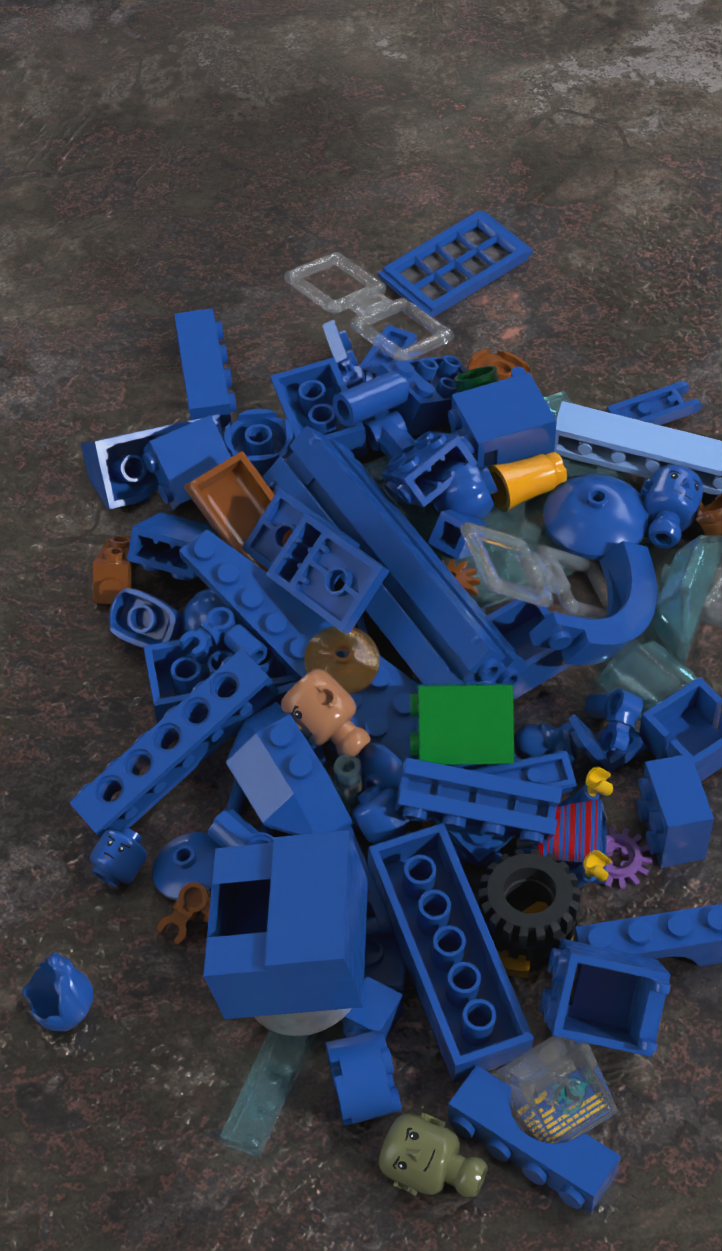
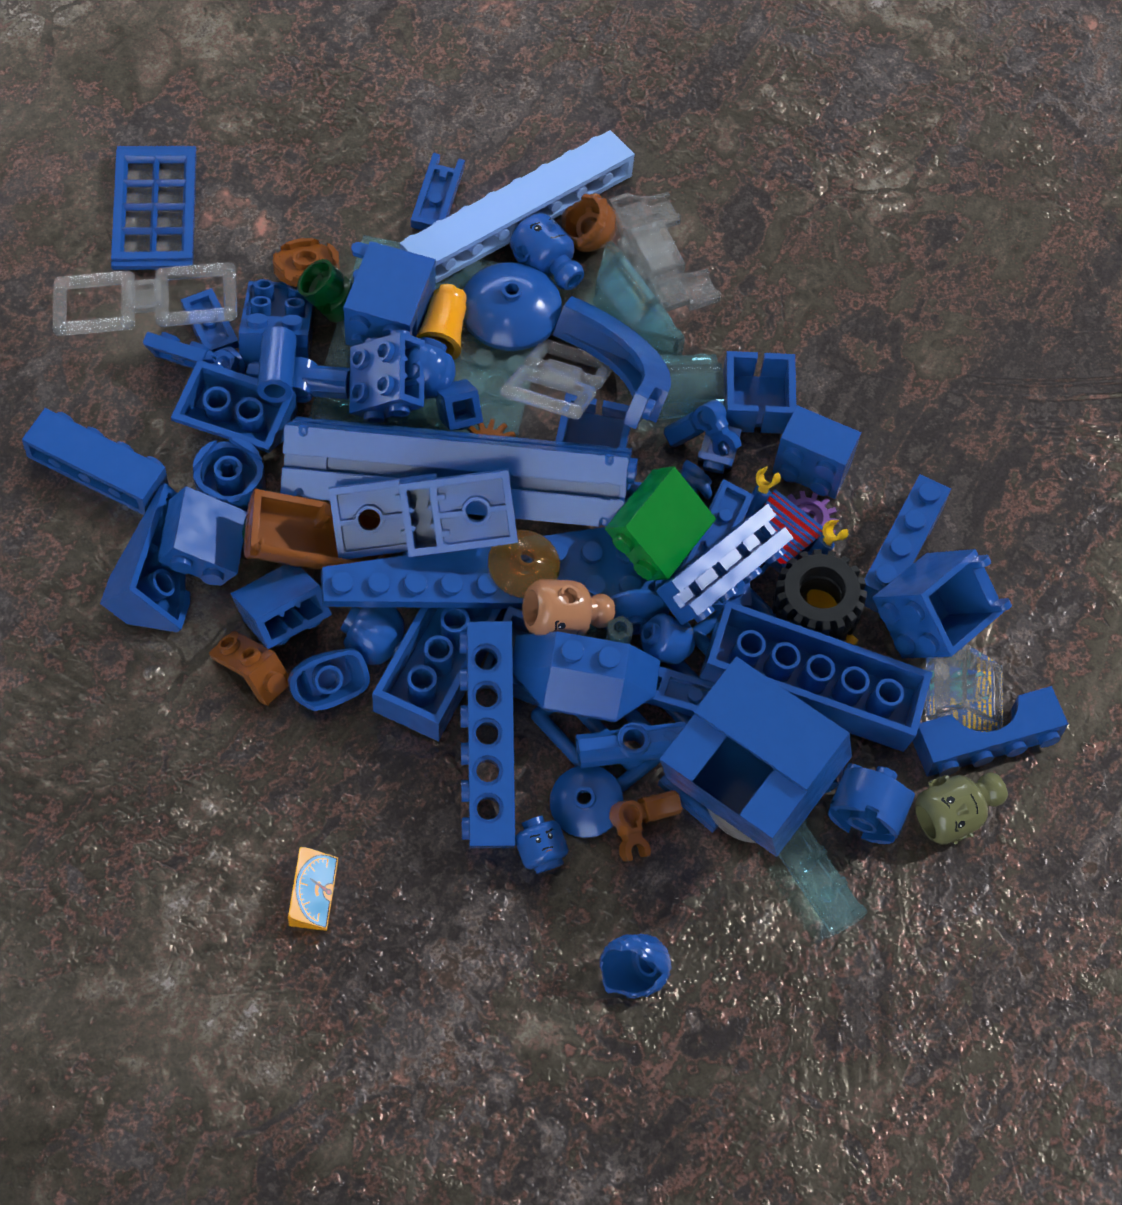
camera: 60 degrees left, 10 degrees up
(221, 627) = (411, 623): blue bar -> none

